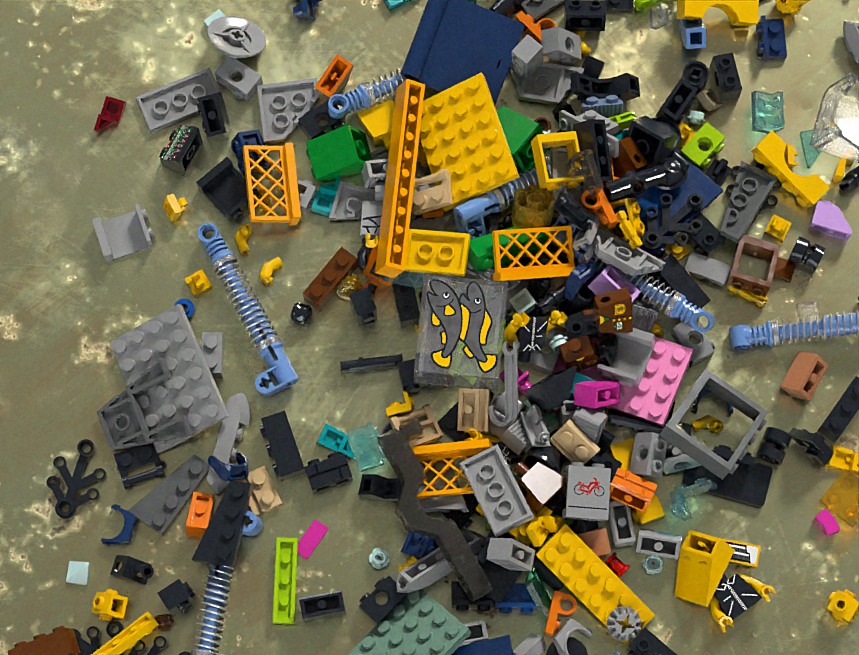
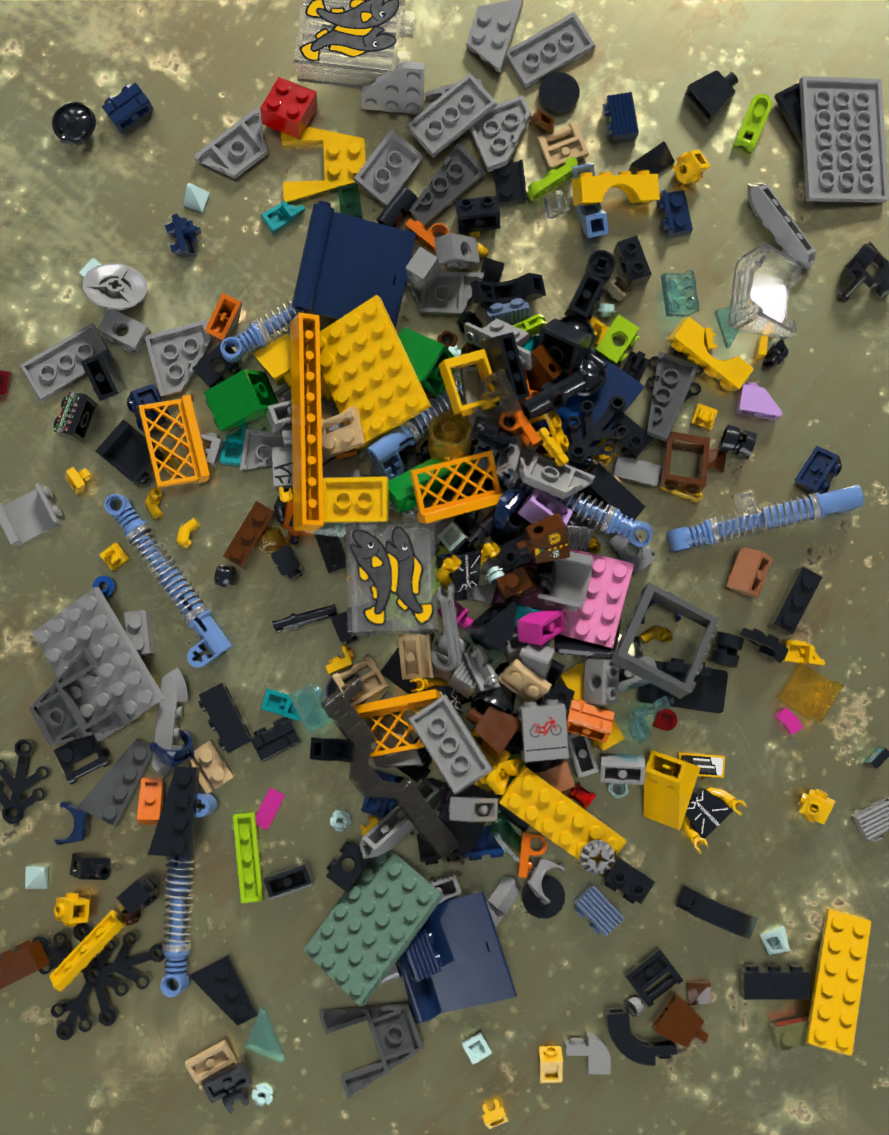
camera: 10 degrees left, 10 degrees up
(706, 506) = (665, 720): none -> red tile

